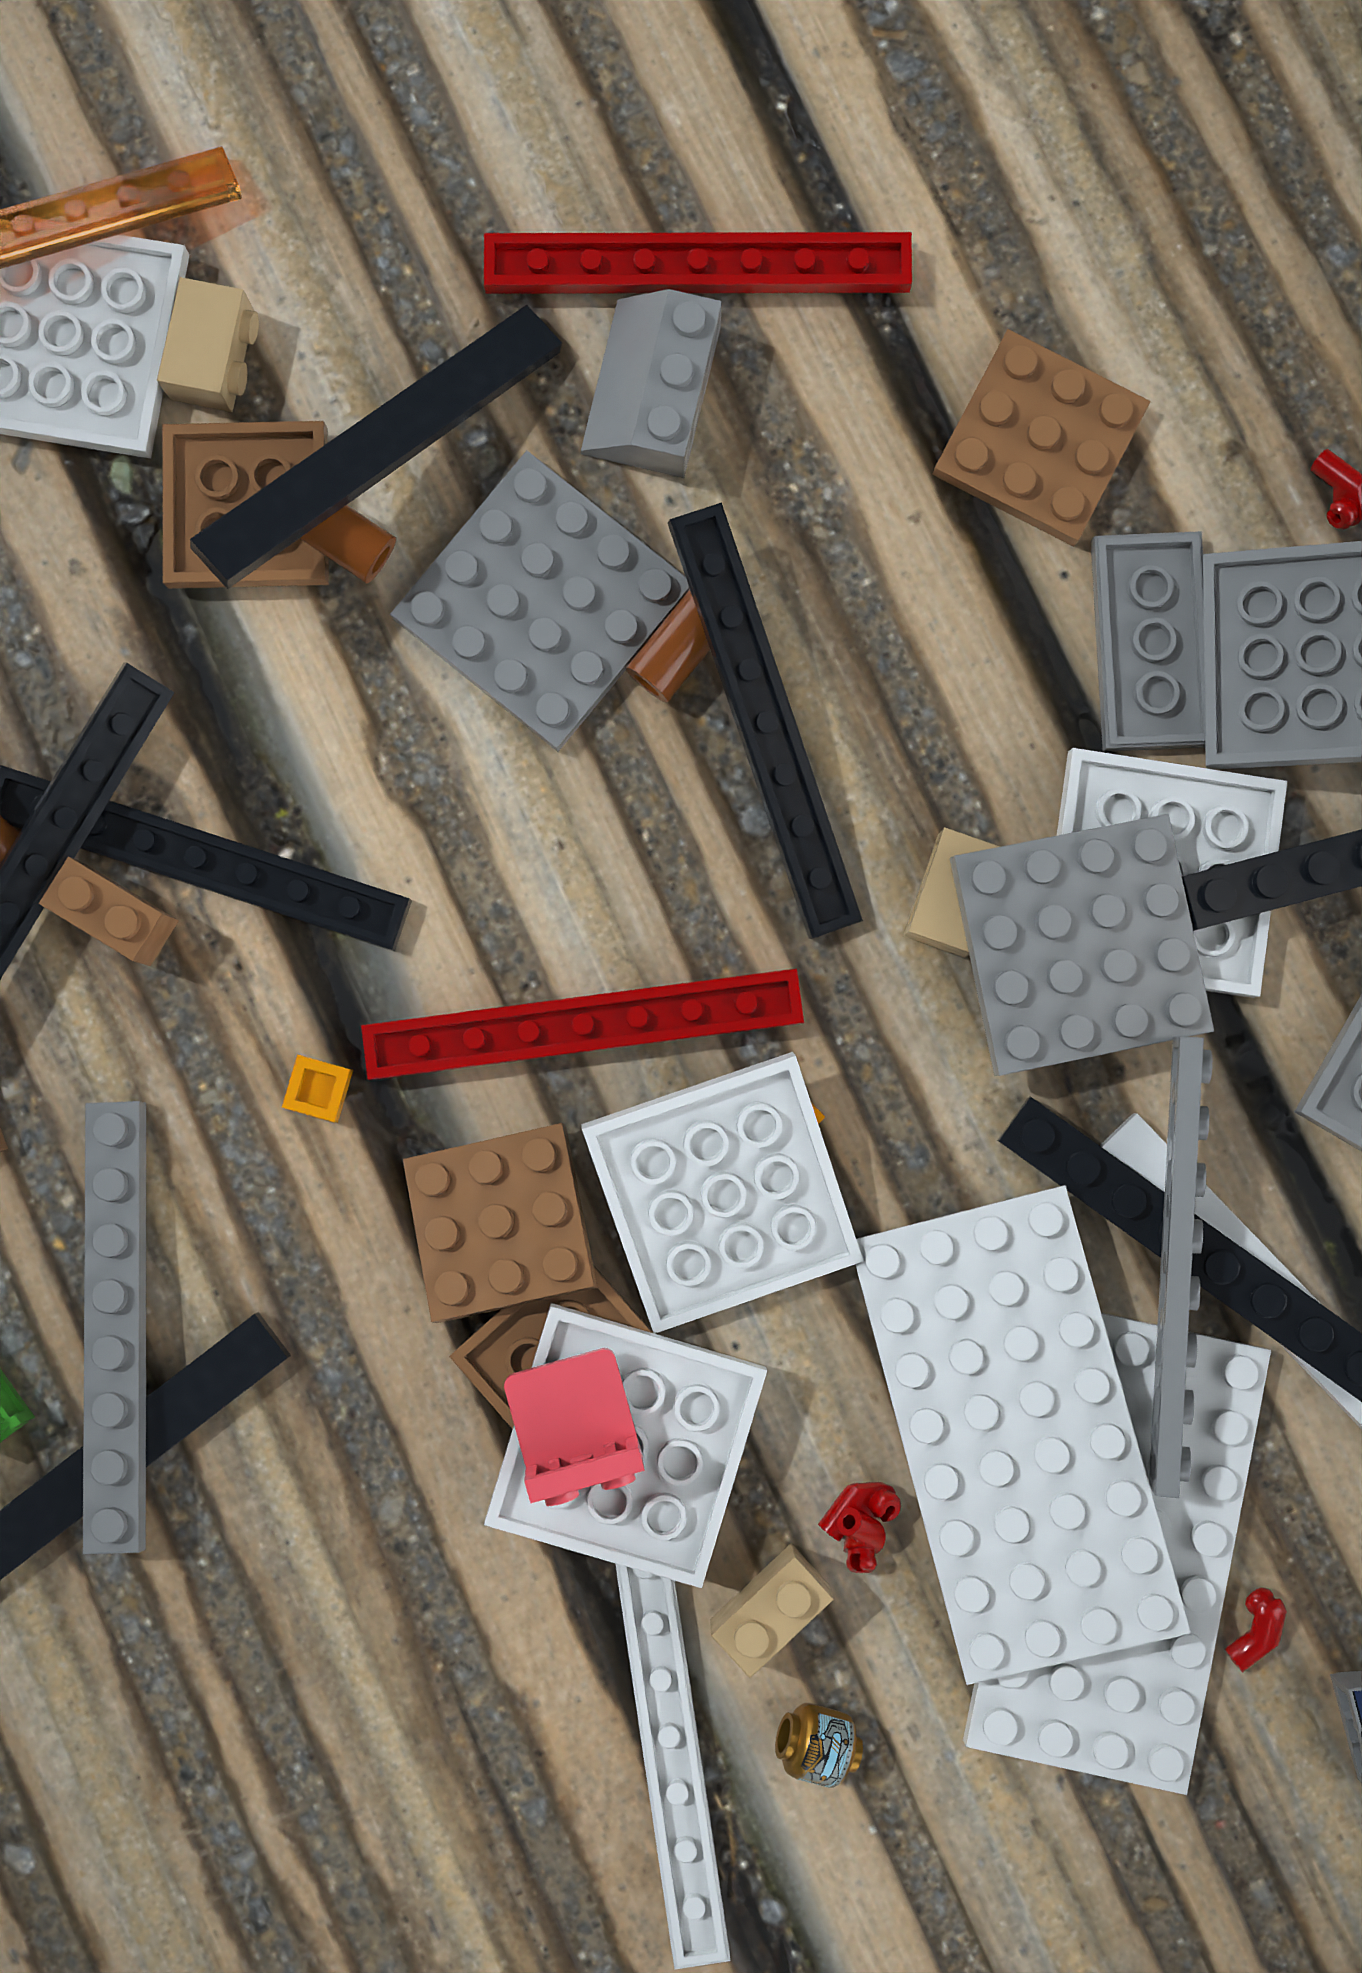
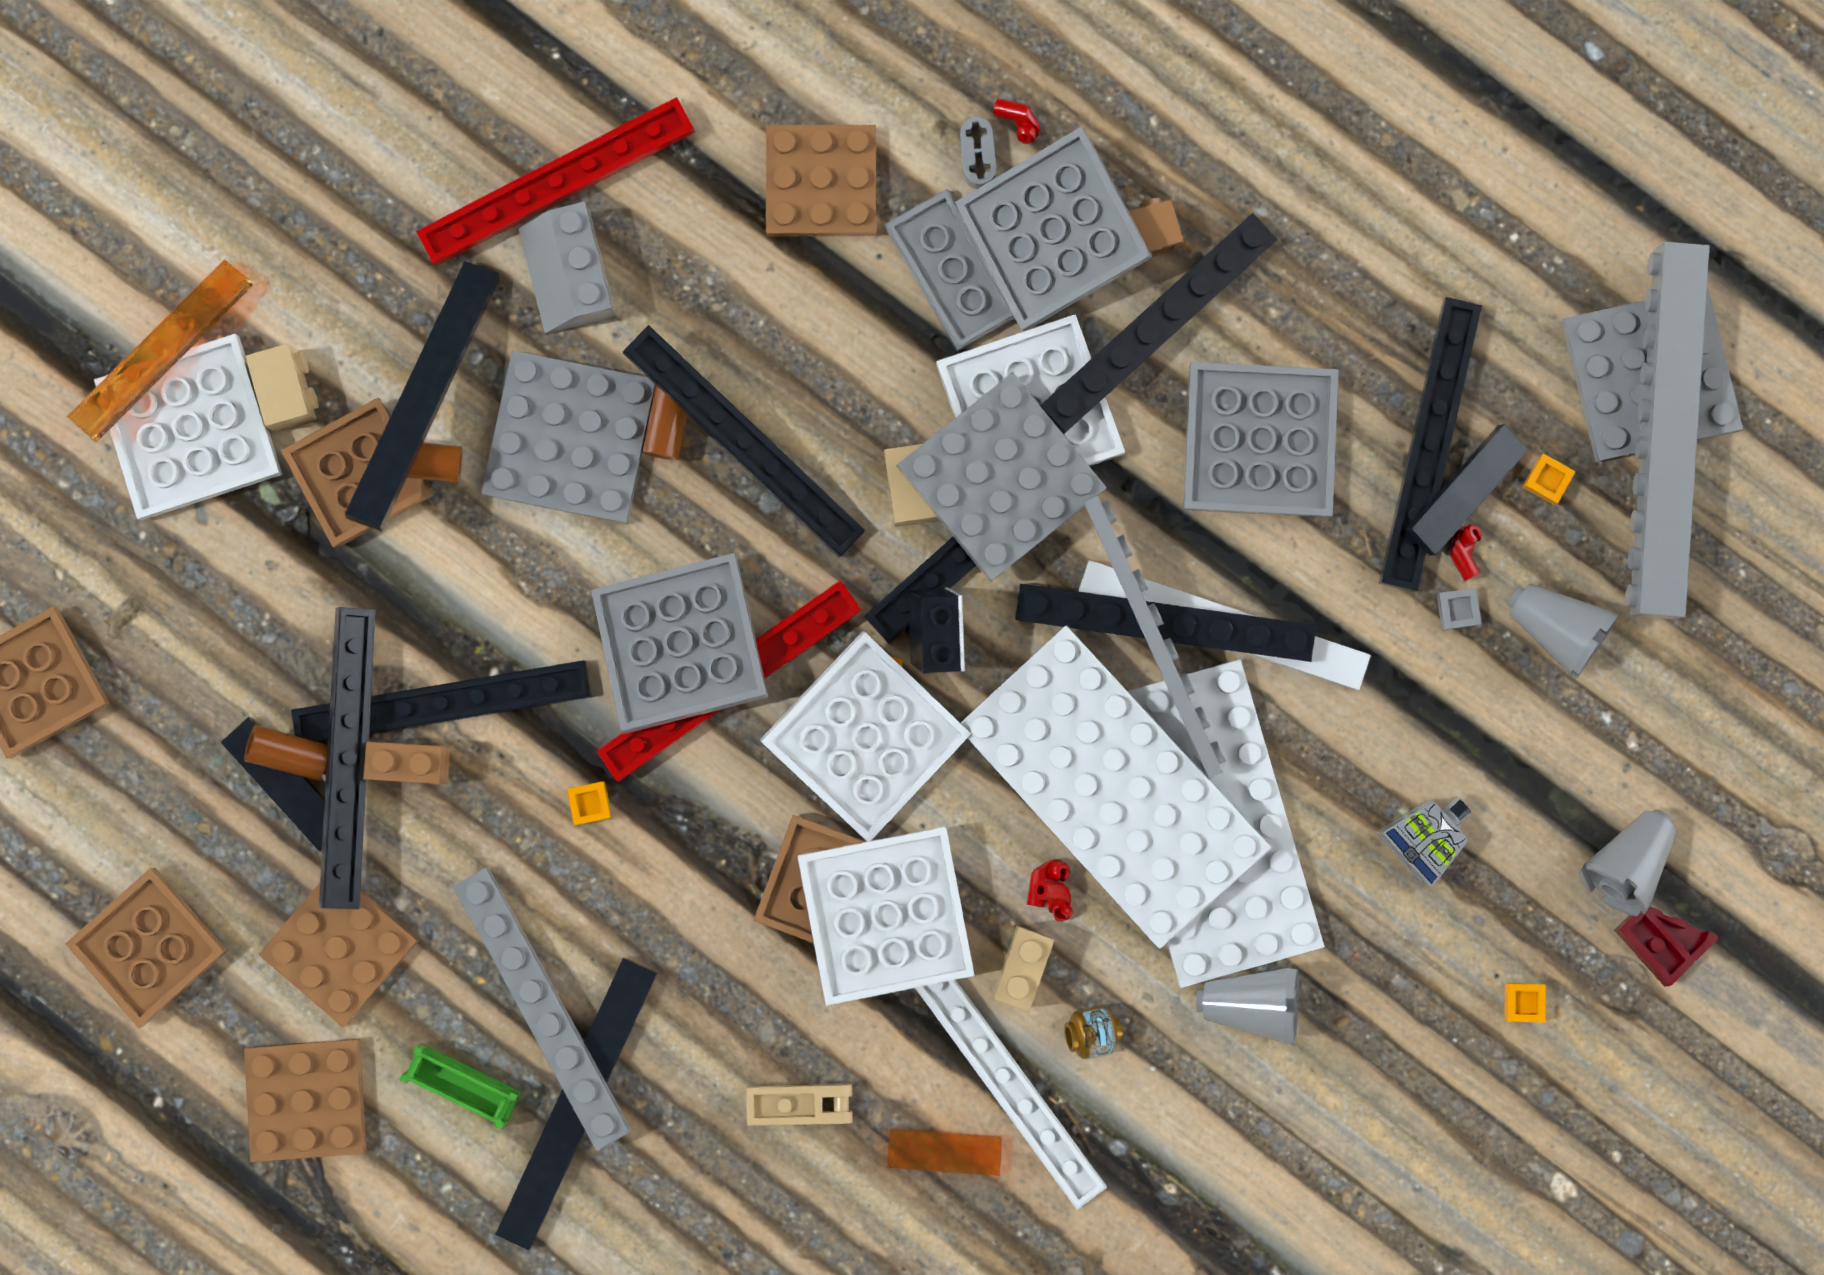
camera: 30 degrees left, 0 degrees up
(381, 1630) = (797, 1104): none -> tan plate
(499, 1223) = (741, 825): medium nougat plate -> none
(540, 1795) = (944, 1151): none -> clear orange tile
(542, 942) = (679, 643): none -> light grey plate
(573, 1426) = (847, 916): coral bracket -> none
(890, 1103) = (936, 630): none -> black piece
(894, 1036) = (940, 570): none -> black tile
(1057, 1826) = (1254, 1003): none -> light grey cone
(1254, 502) = (986, 151): none -> light grey beam
(1264, 1632) = (1322, 827): red arm -> none

